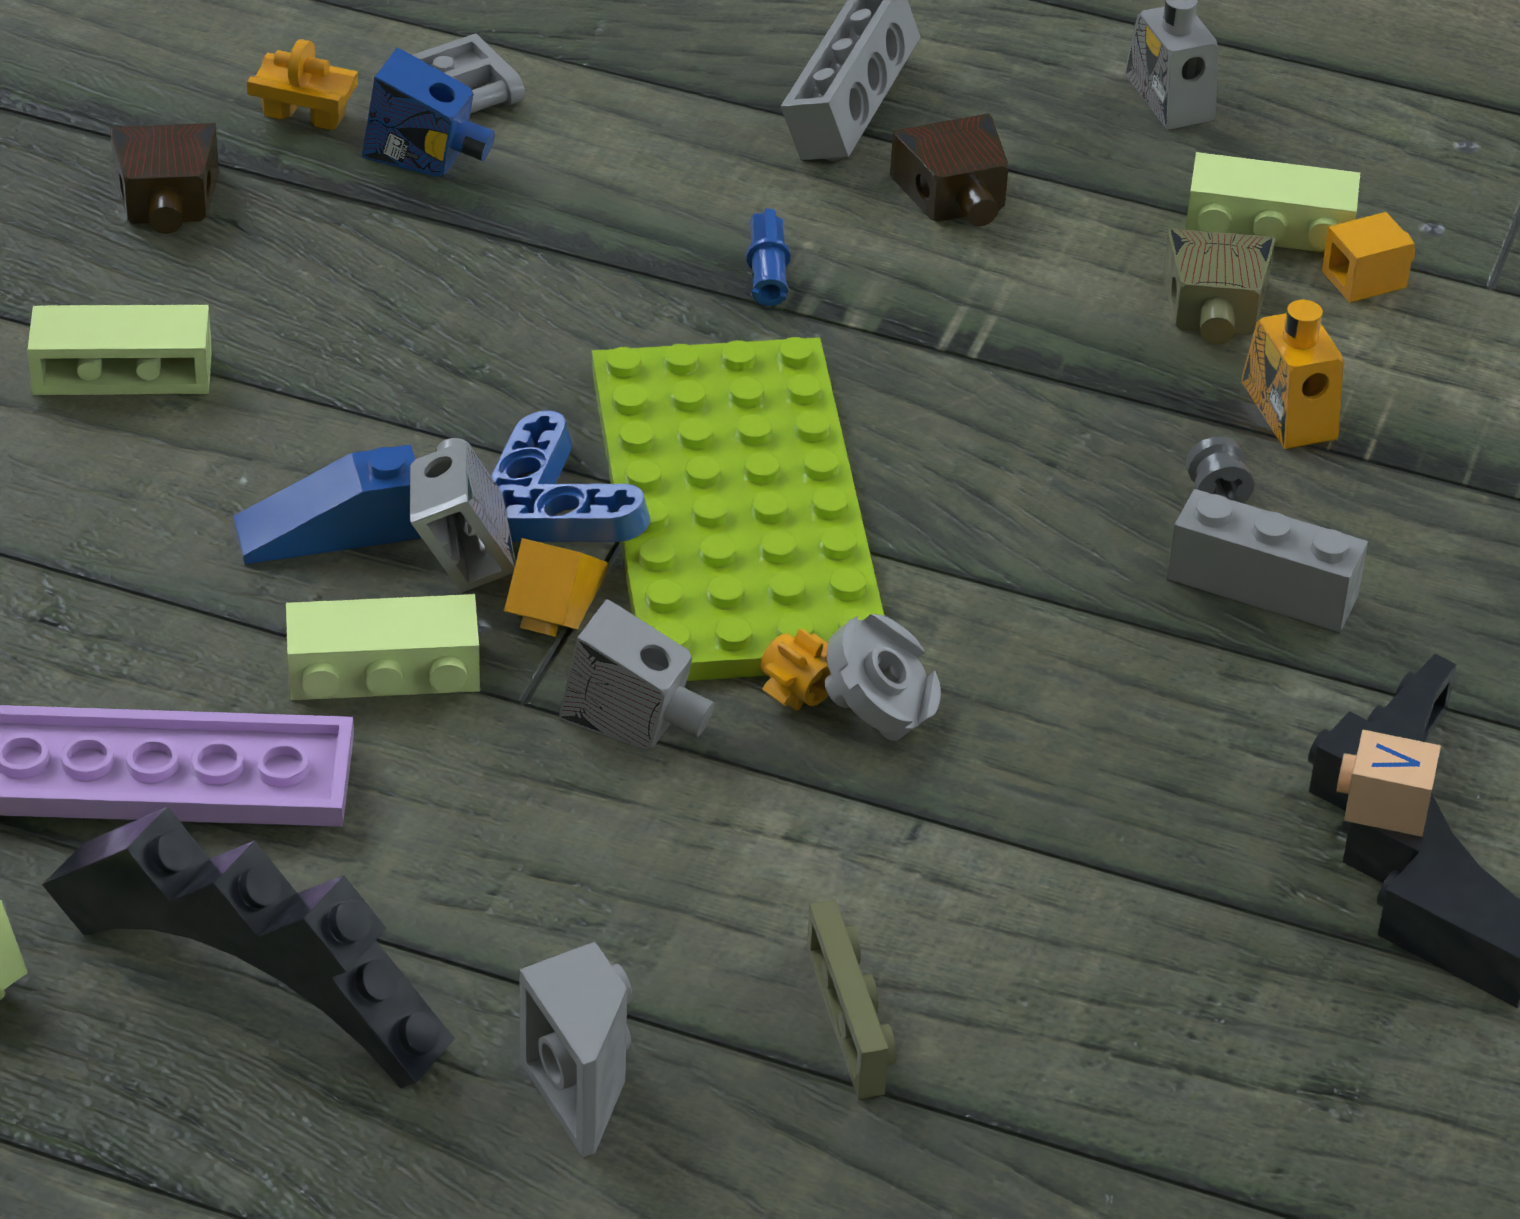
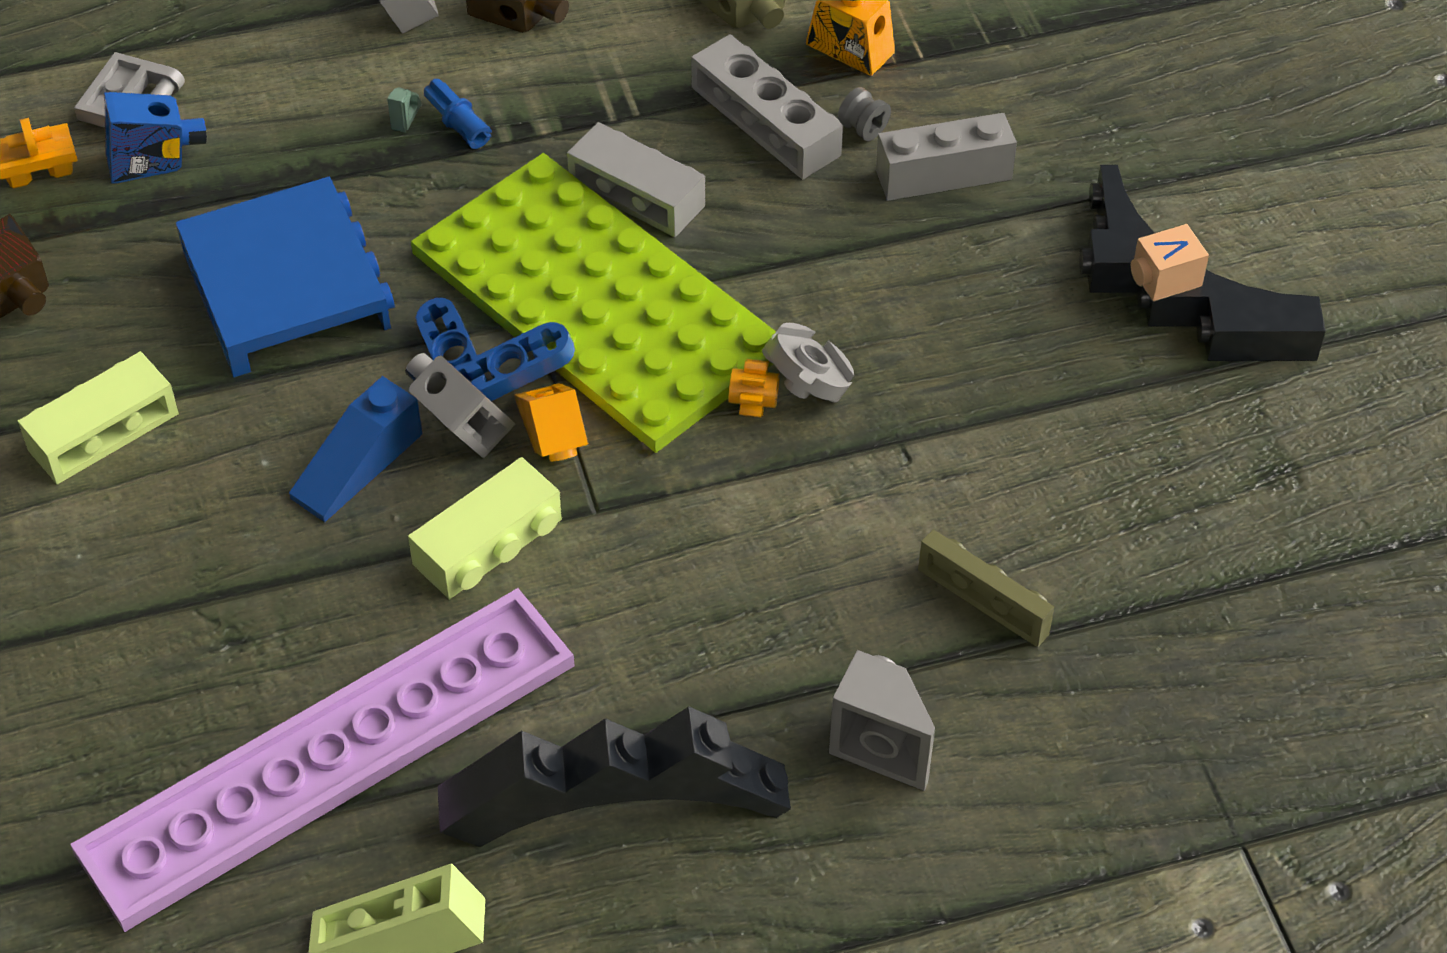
camera: 35 degrees left, 10 degrees up
(432, 307) = (282, 269): none -> blue panel
(630, 681) = (670, 459): light grey torso -> none
(717, 223) = (402, 108): none -> sand green tile
(892, 411) = (638, 179): none -> light grey brick
(1116, 413) = (767, 106): none -> light grey brick

